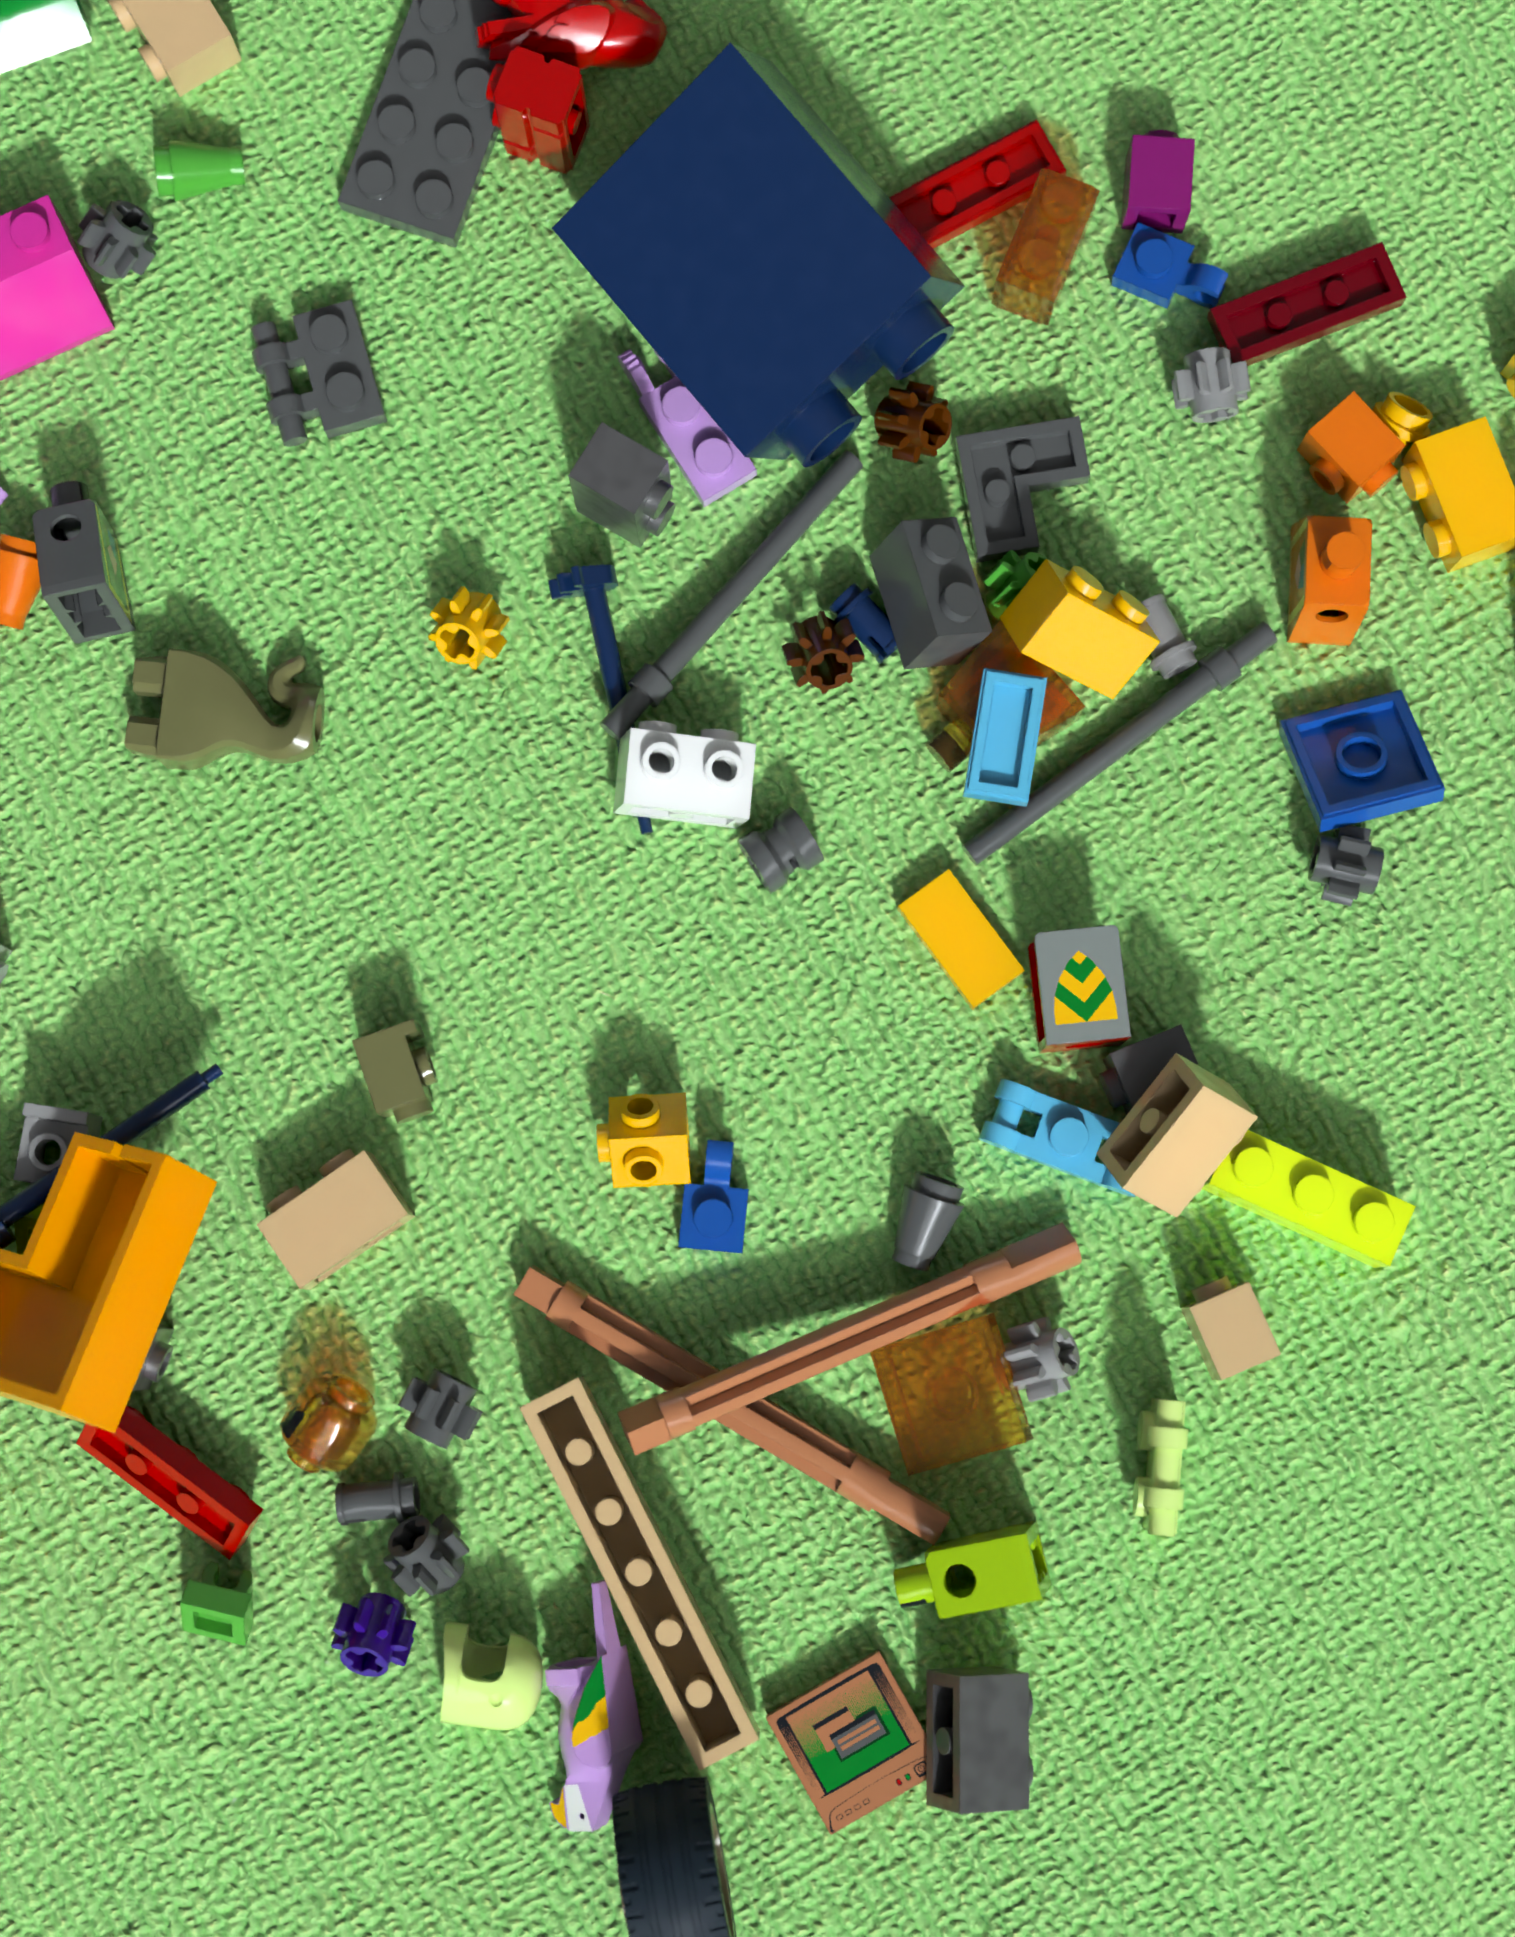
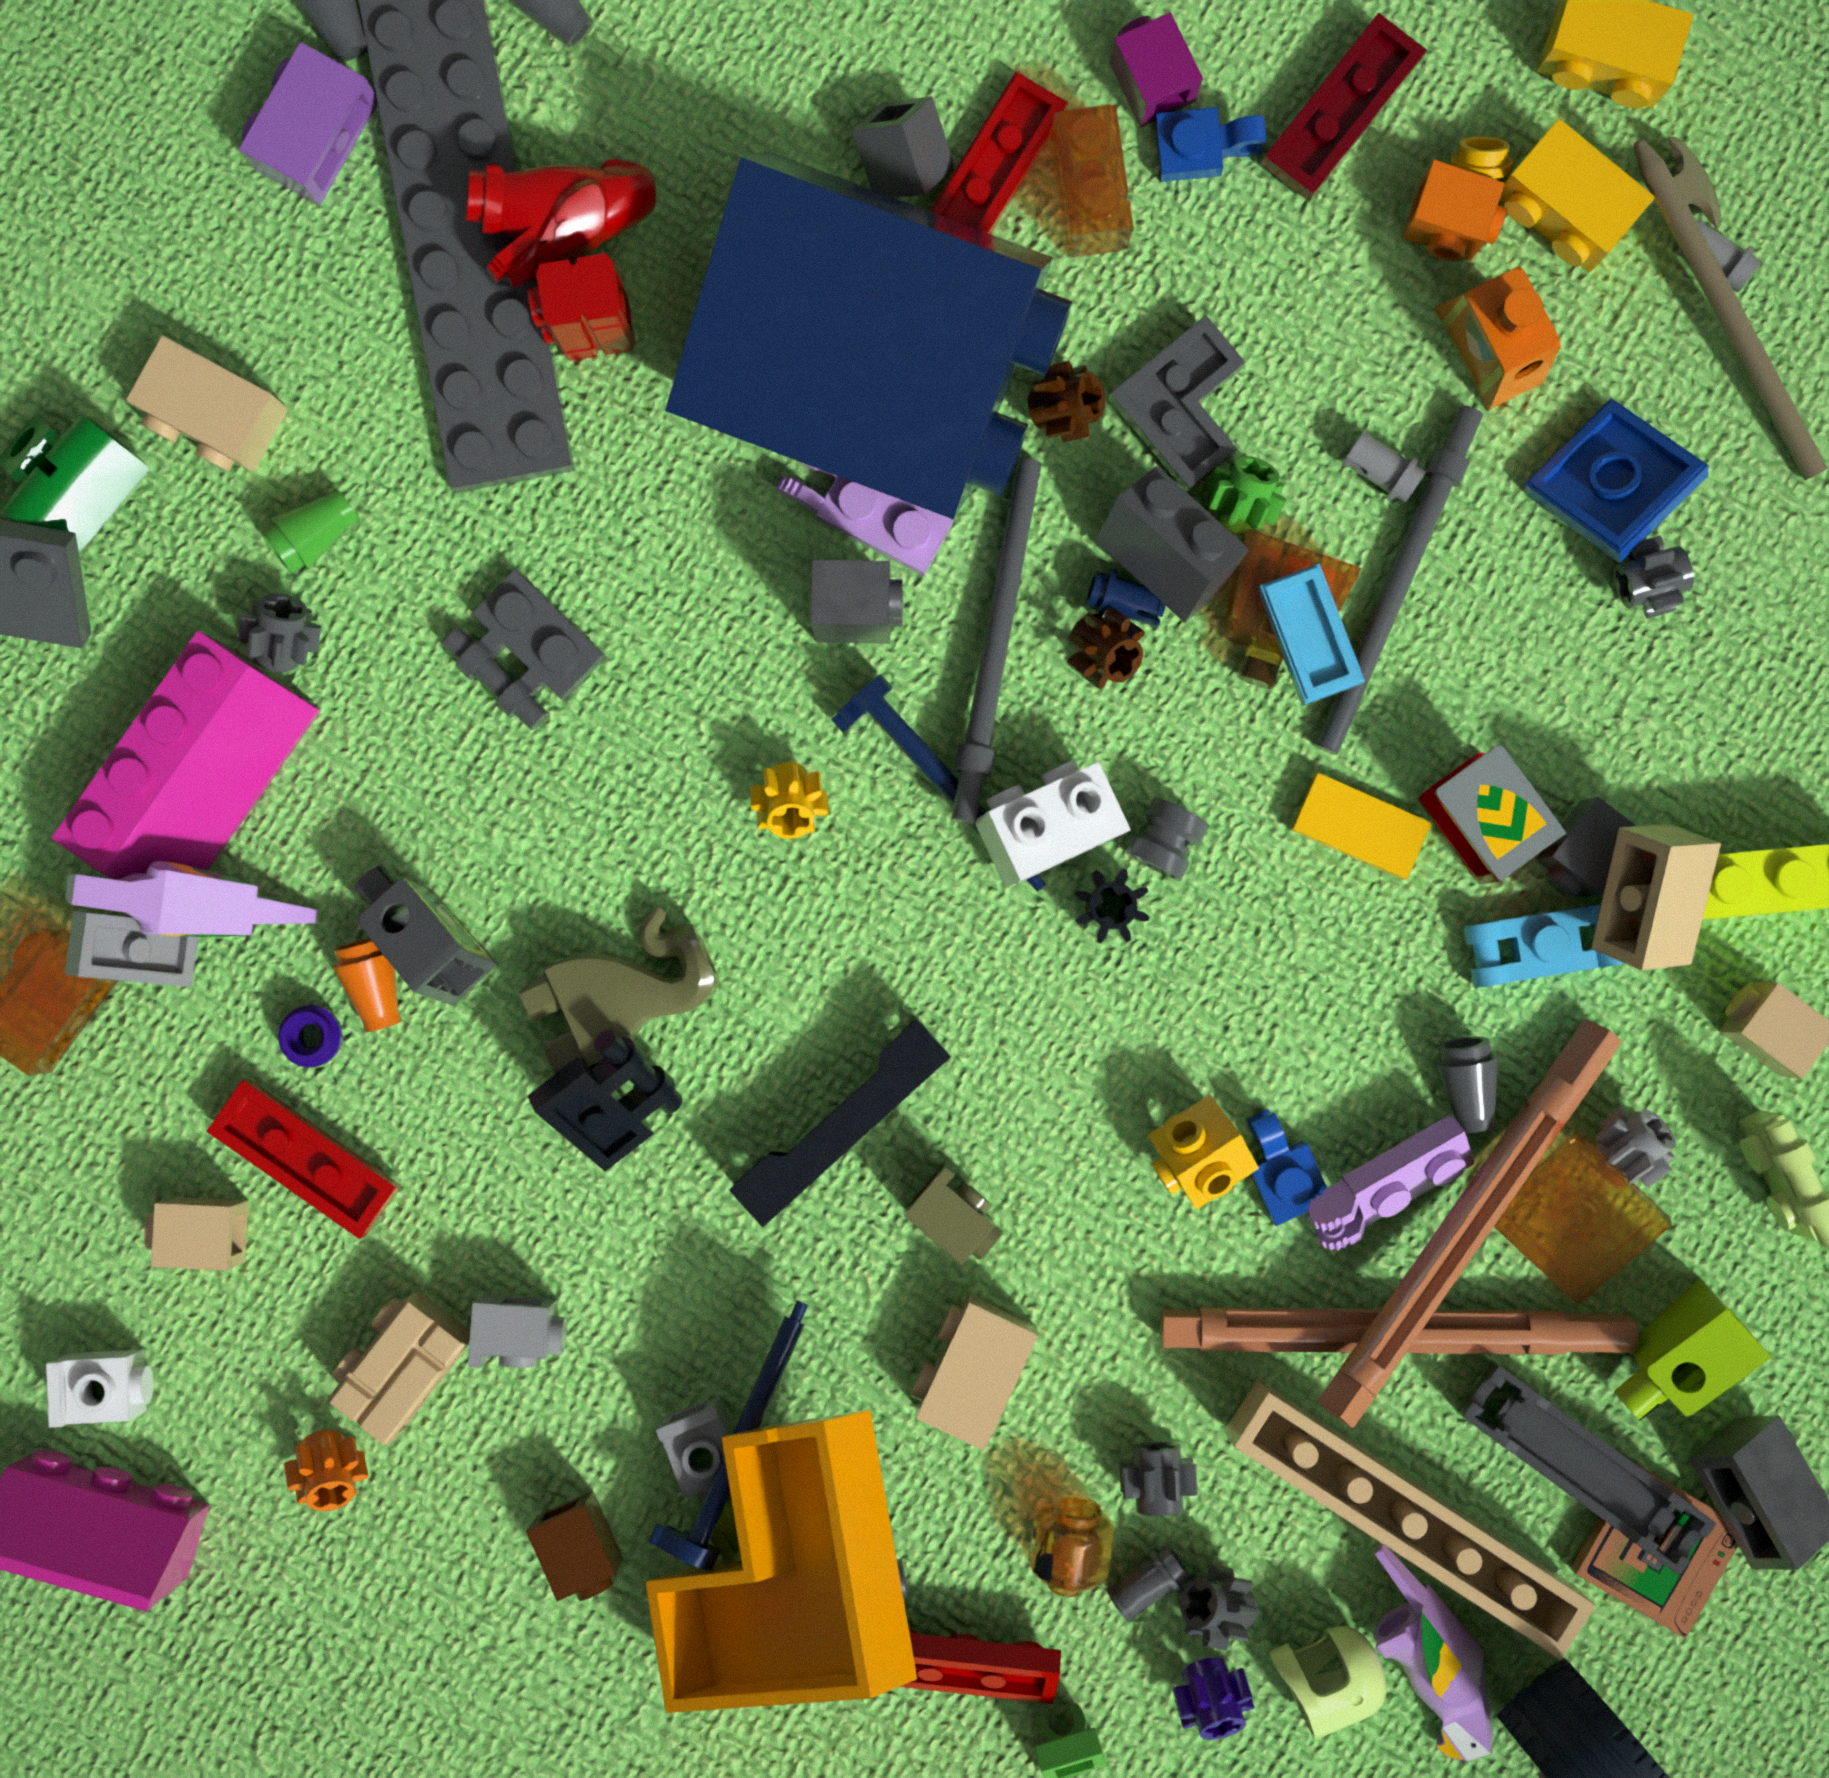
camera: 30 degrees left, 5 degrees up
(135, 796) = (591, 1113): none -> black plate
(428, 917) = (785, 1175): none -> black piece
(683, 869) = (1126, 913): none -> black gear
(800, 1265) = (1390, 1183): none -> lavender hinge
(827, 1620) = (1586, 1468): none -> dark grey piece
(899, 130) = (903, 147): none -> dark grey panel
(1080, 627) = (1321, 502): yellow brick -> none
(1211, 385) = (1303, 223): light grey gear -> none

